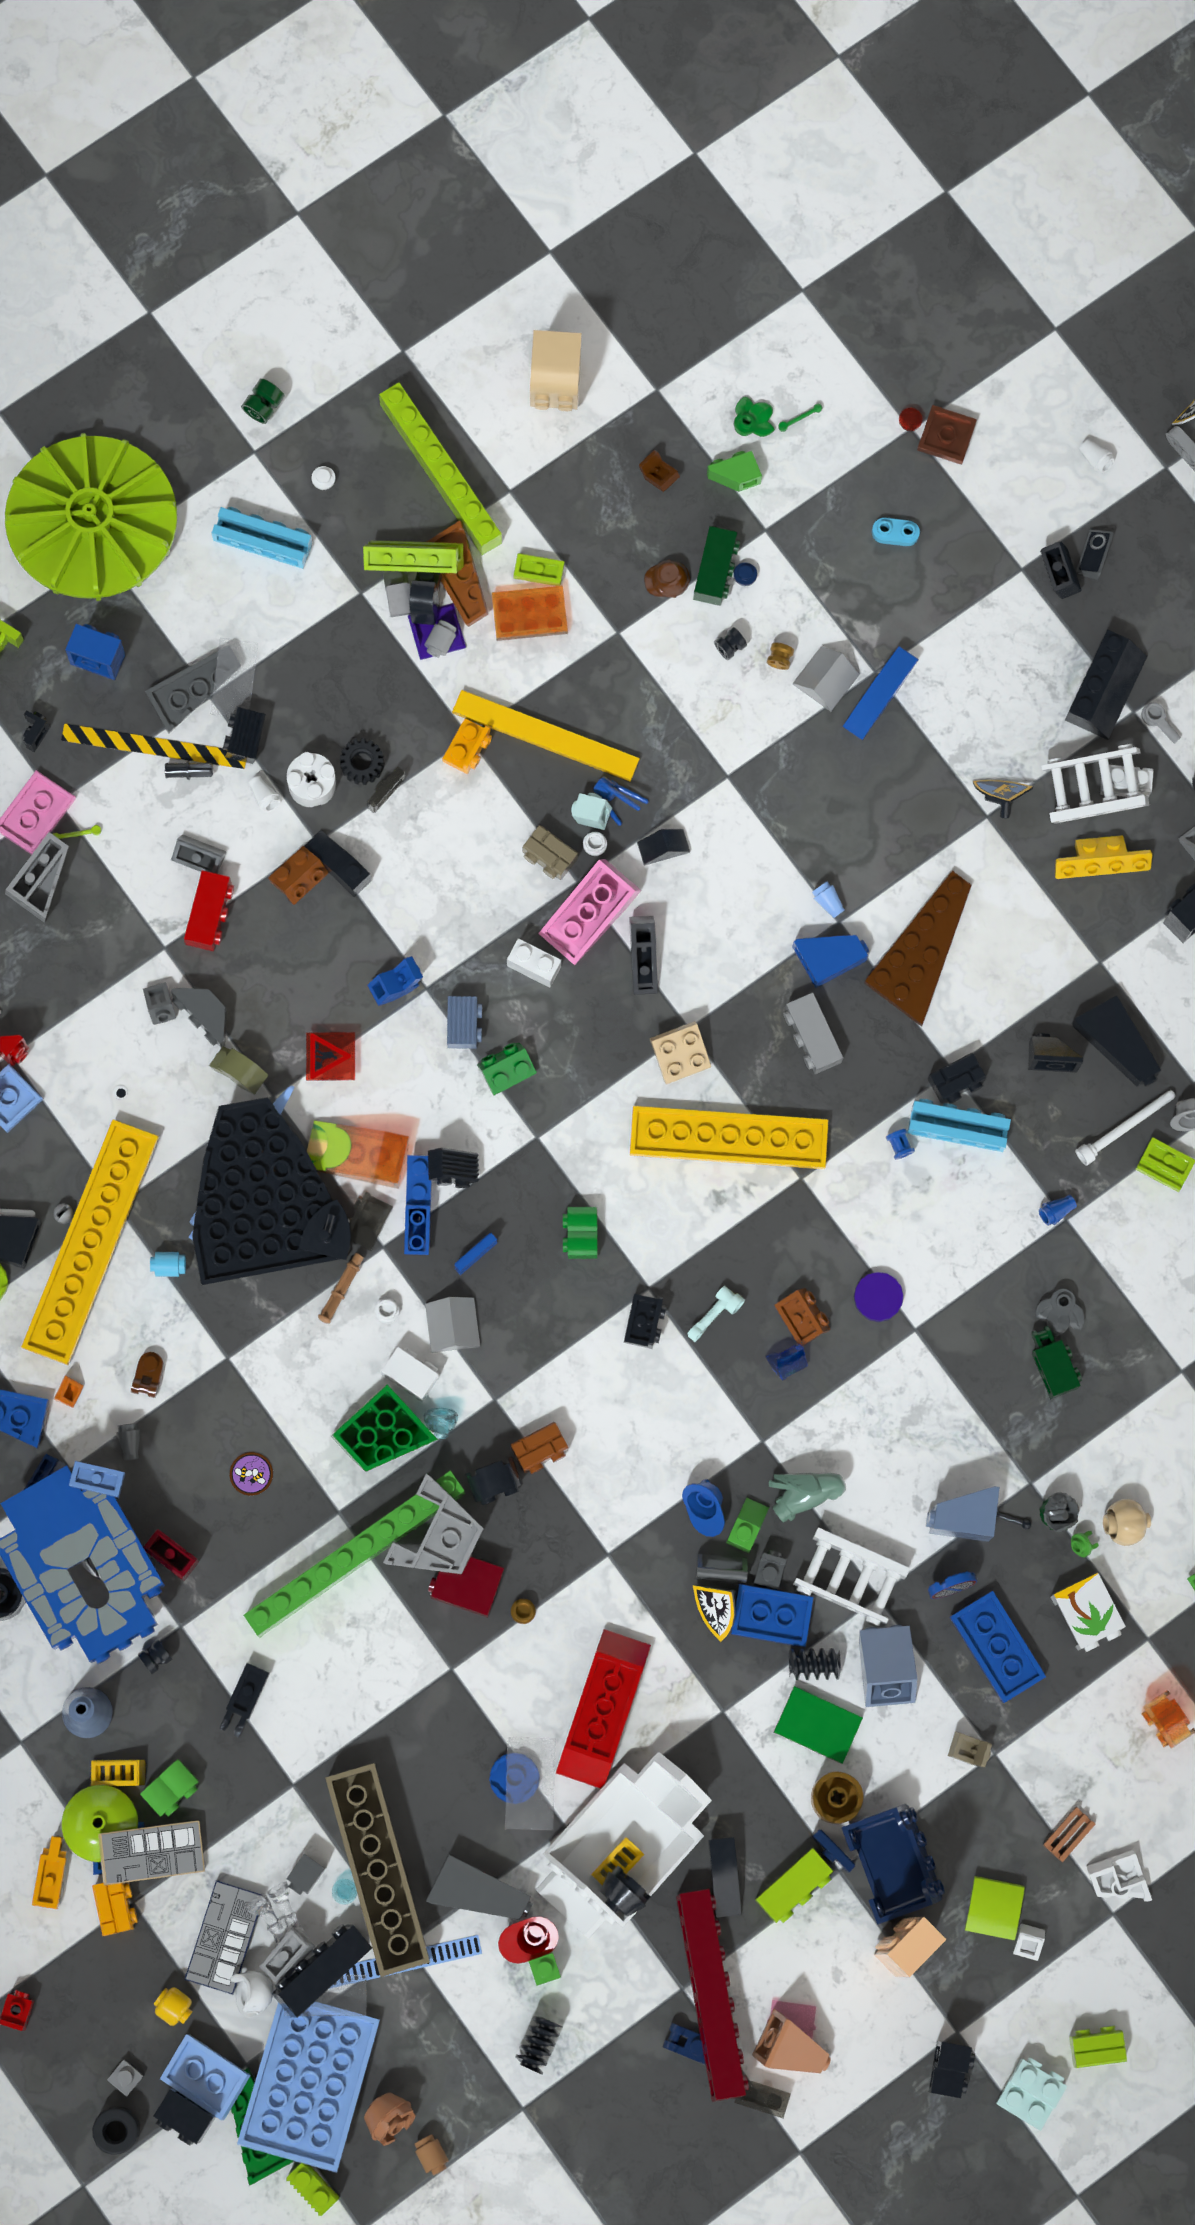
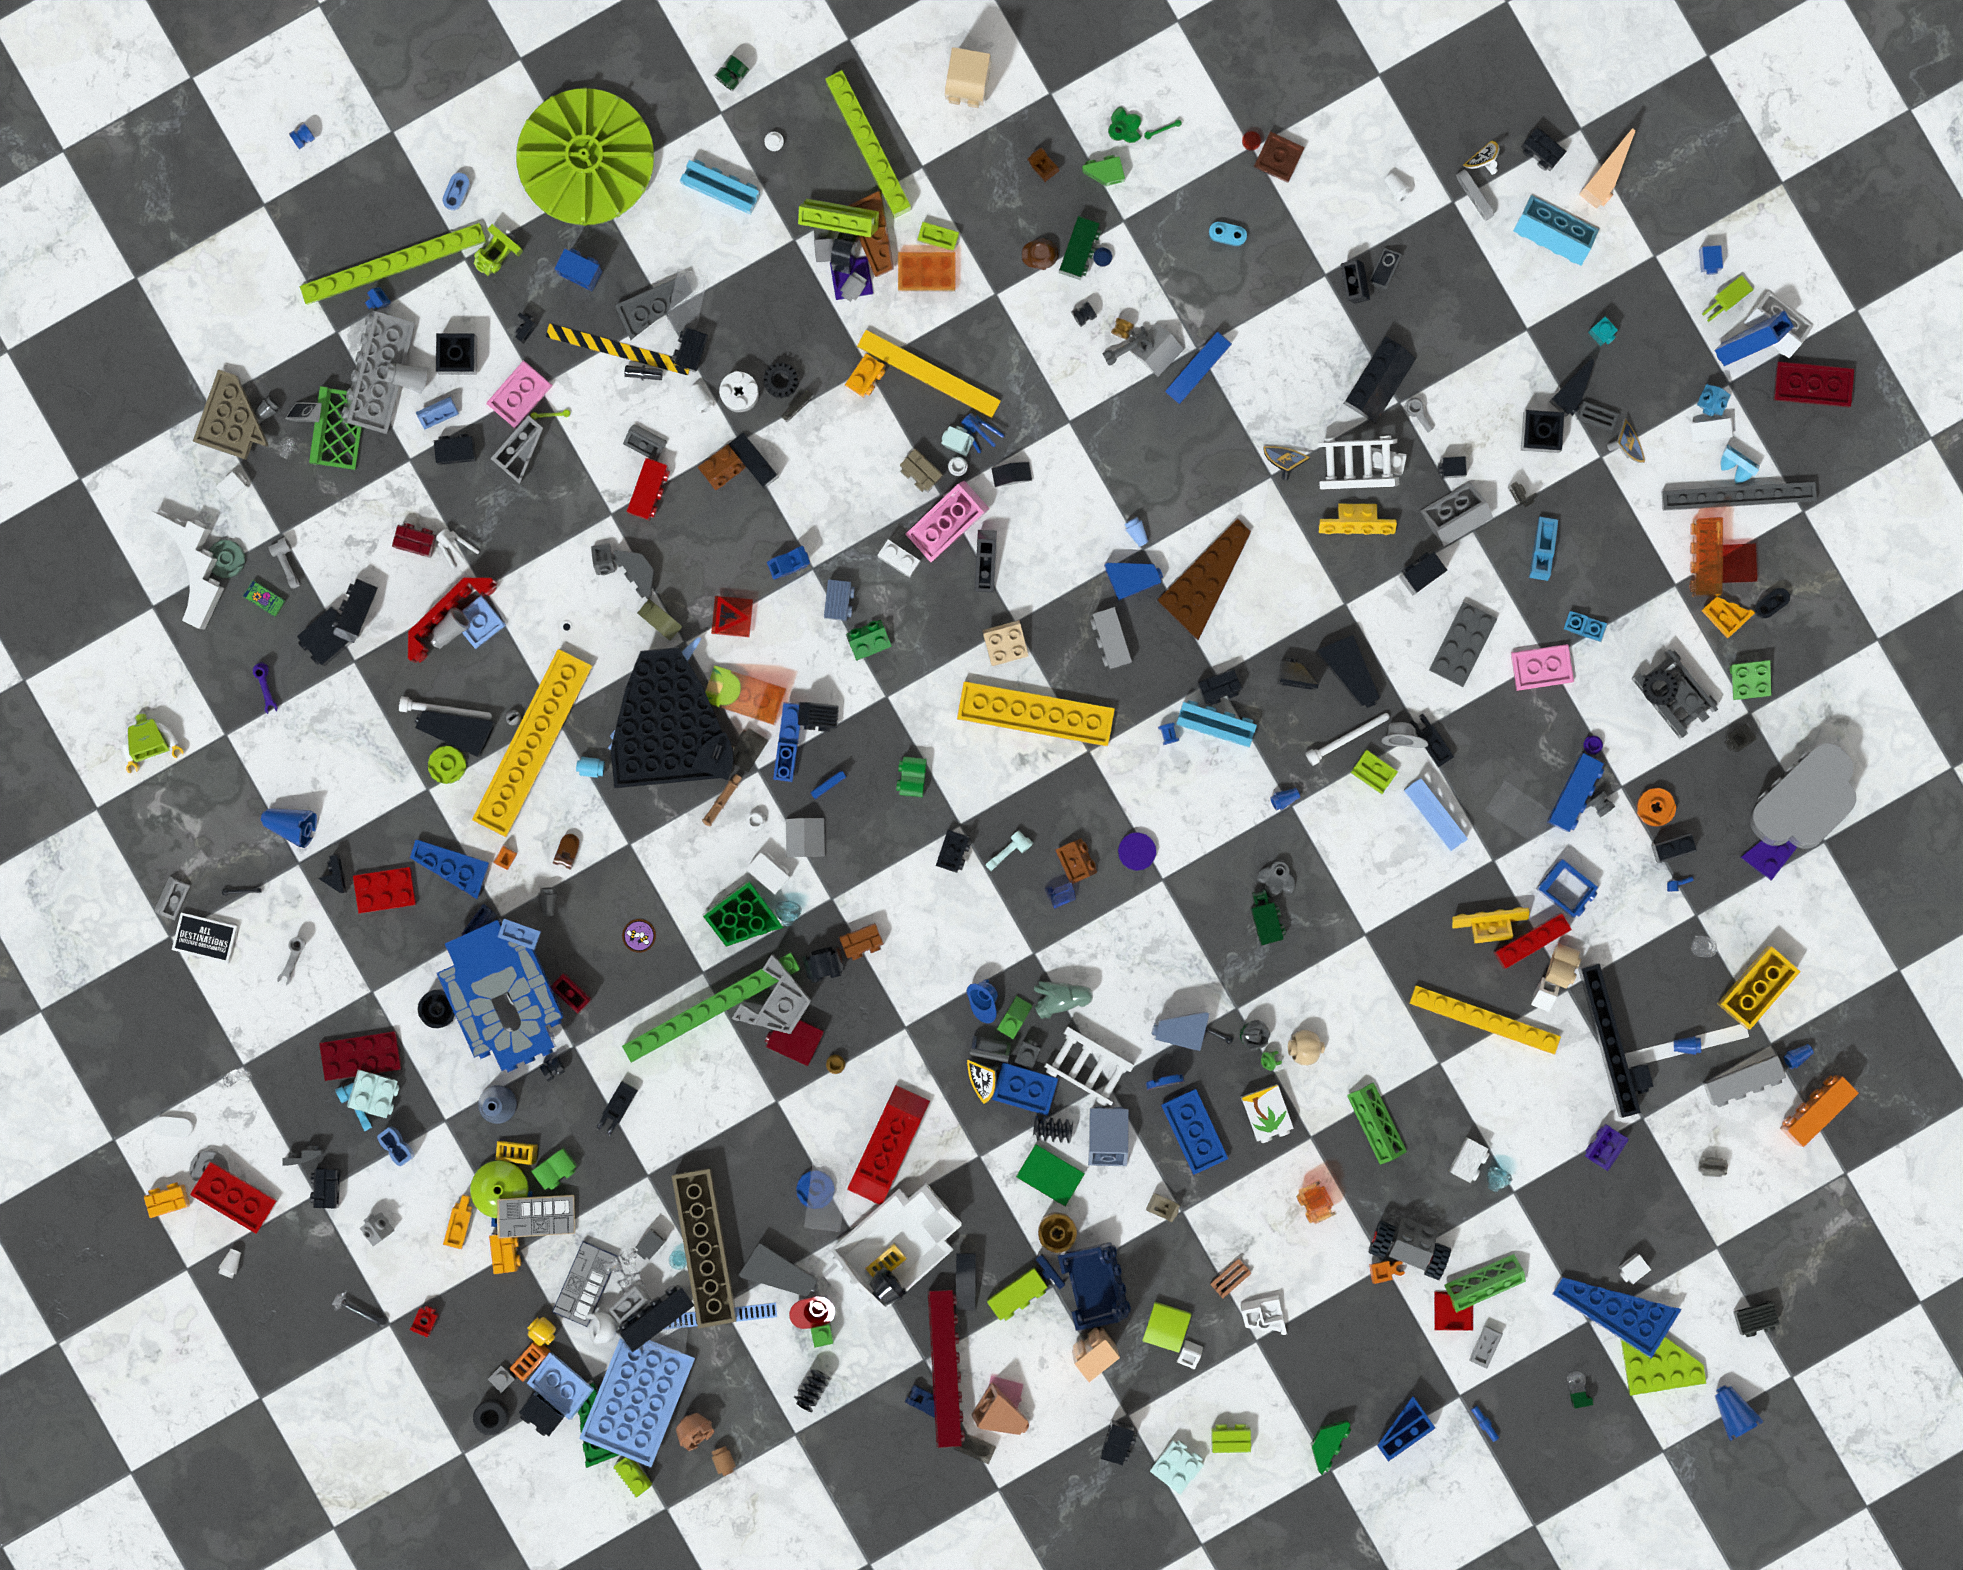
camera: 15 degrees right, 10 degrees up
(174, 2031) = (538, 1352): none -> orange slope
(803, 667) = (1139, 341): none -> dark grey bar

